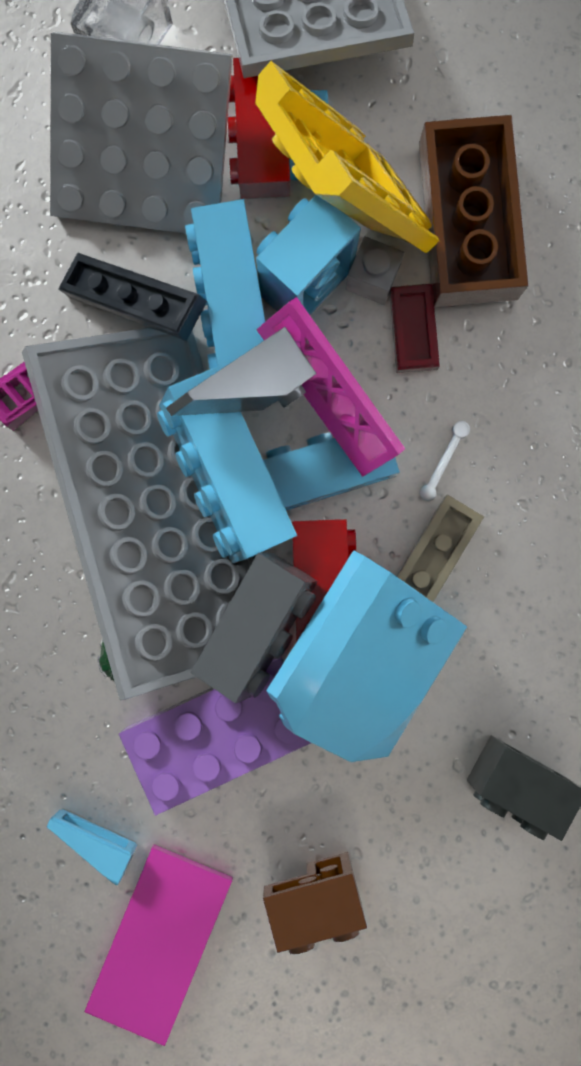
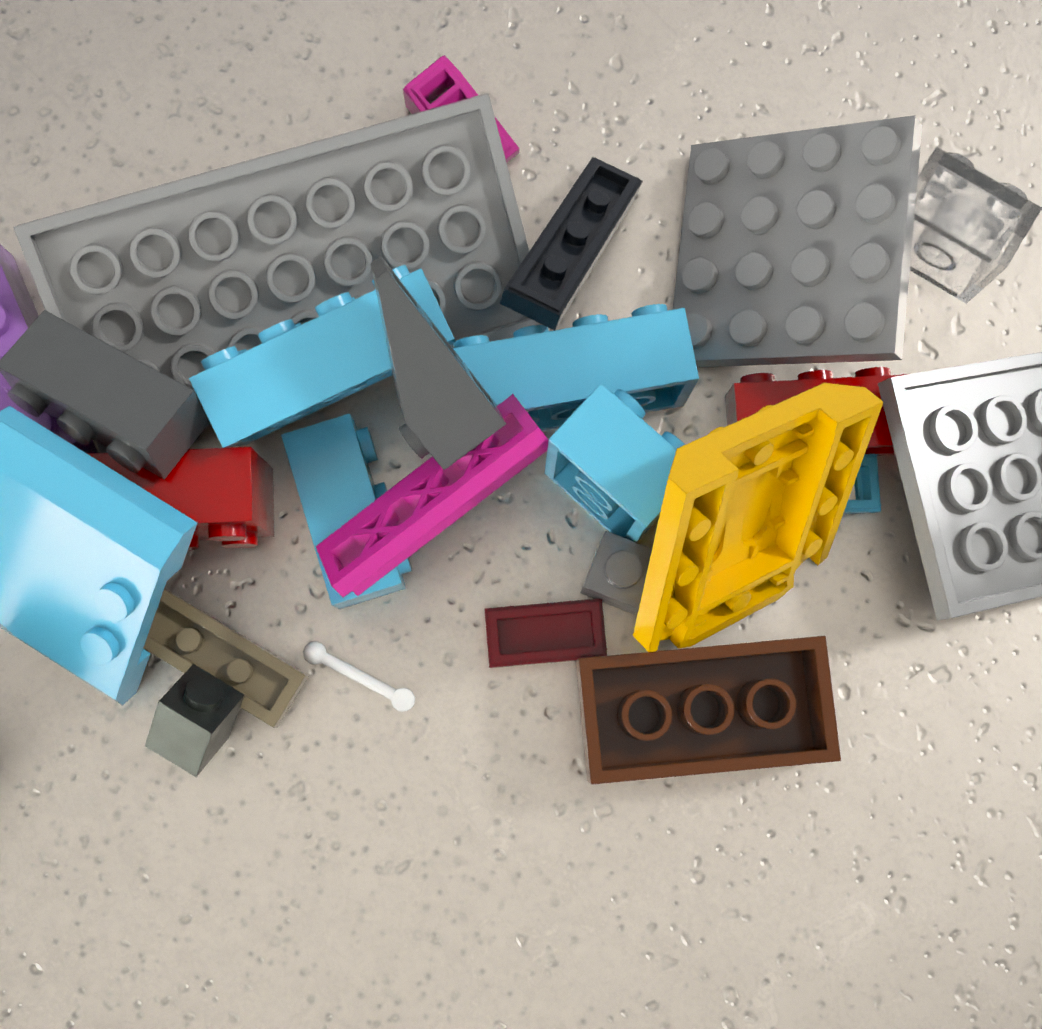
camera: 85 degrees right, 5 degrees down
(480, 570) = (194, 720): none -> pearl dark grey brick

